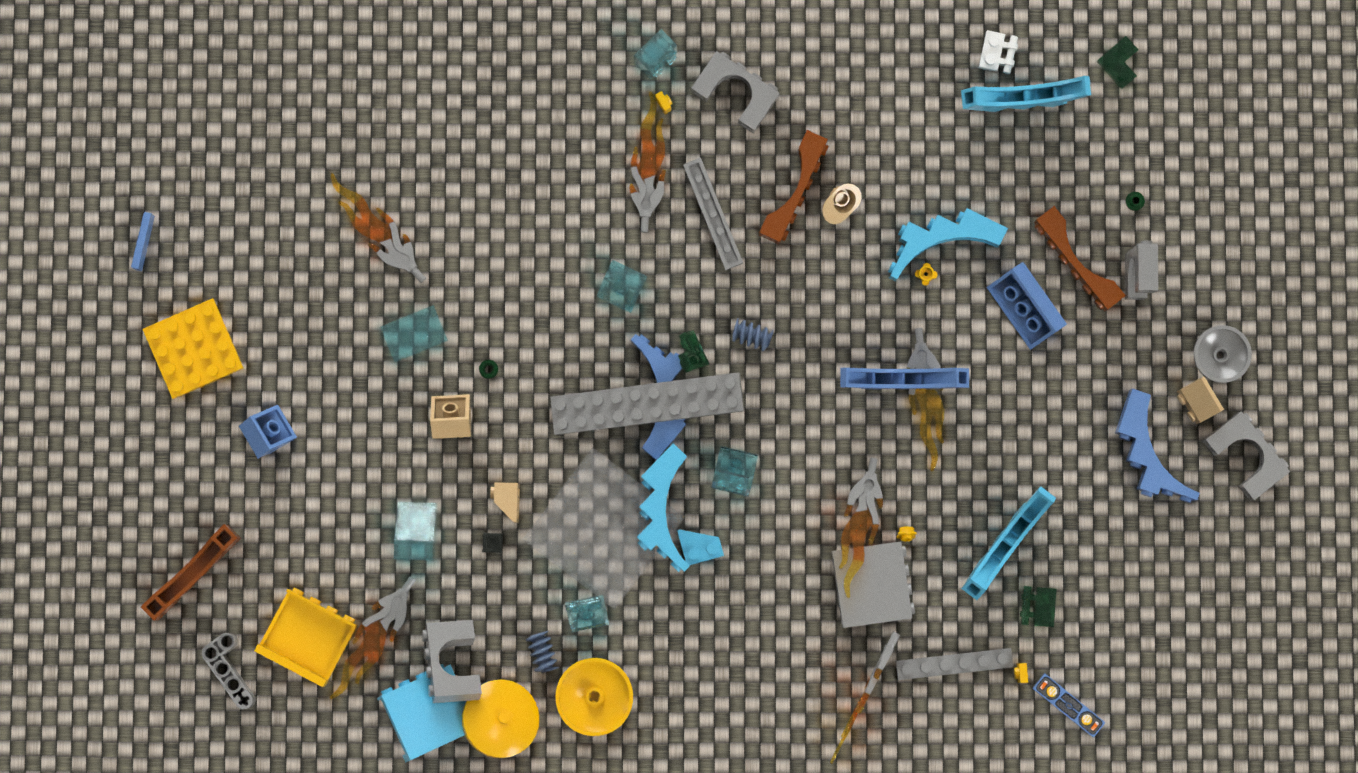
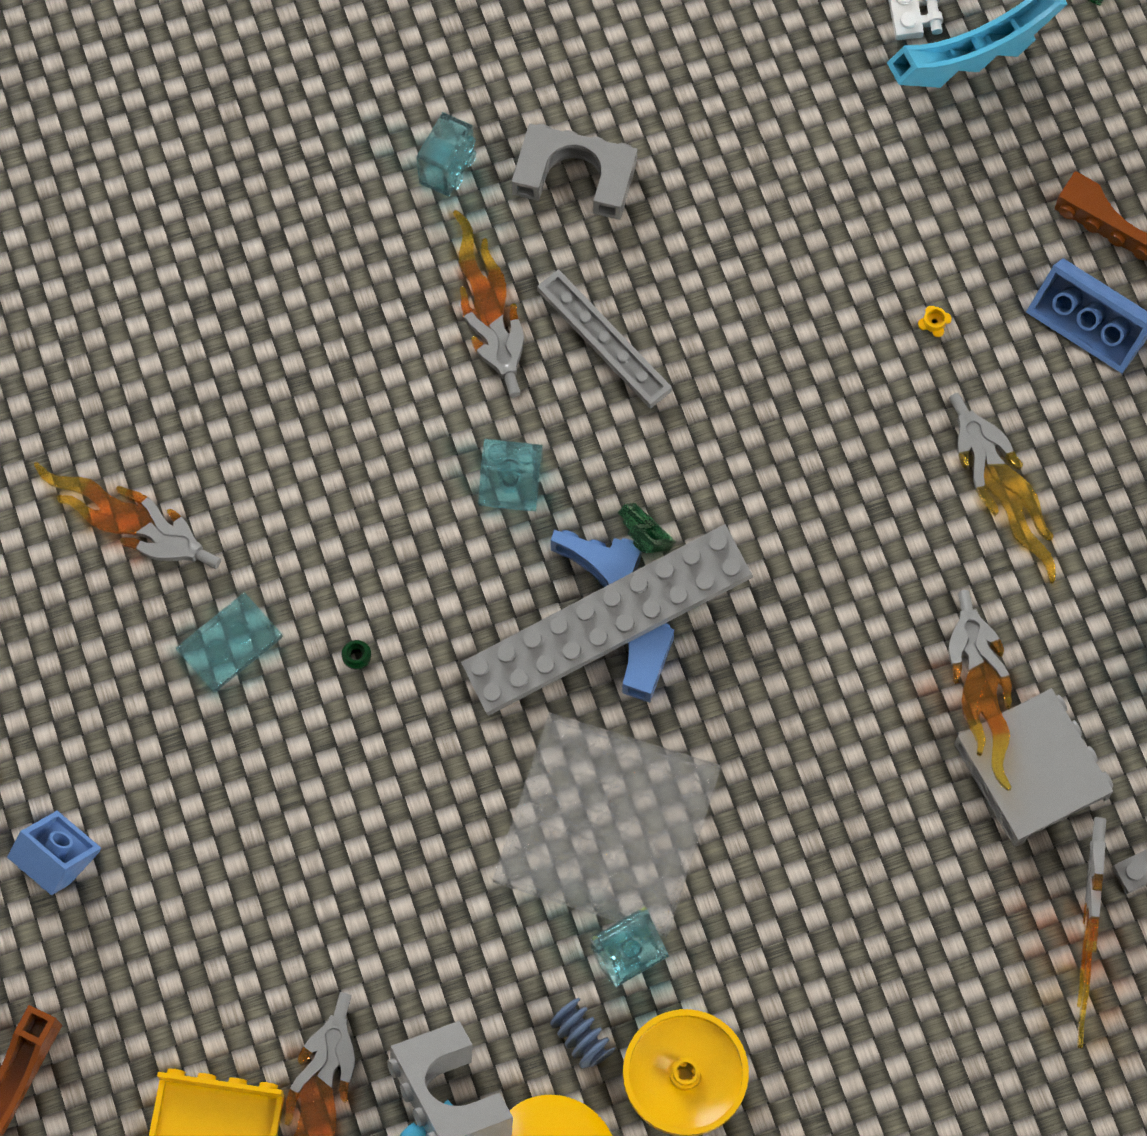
camera: 15 degrees left, 15 degrees down
(415, 531) = (327, 924): clear light blue slope -> none
(450, 416) = (324, 739): tan slope -> none
(492, 542) = (448, 901): pearl dark grey tile -> none
(507, 498) = (448, 824): tan slope -> none
(654, 507) = (691, 795): medium azure arch -> none
(664, 102) = (479, 215): yellow plate -> none
(699, 547) = (759, 802): medium azure wing -> none
(734, 471) = (770, 676): clear light blue slope -> none
(752, 335) = (722, 479): sand blue piece -> none
(777, 222) = (699, 317): dark orange arch -> none
(841, 203) = (780, 262): tan piece -> none
(904, 378) = (962, 464): medium blue arch -> none
(906, 533) = (1054, 678): yellow plate -> none
(969, 227) = (967, 240): medium azure arch -> none

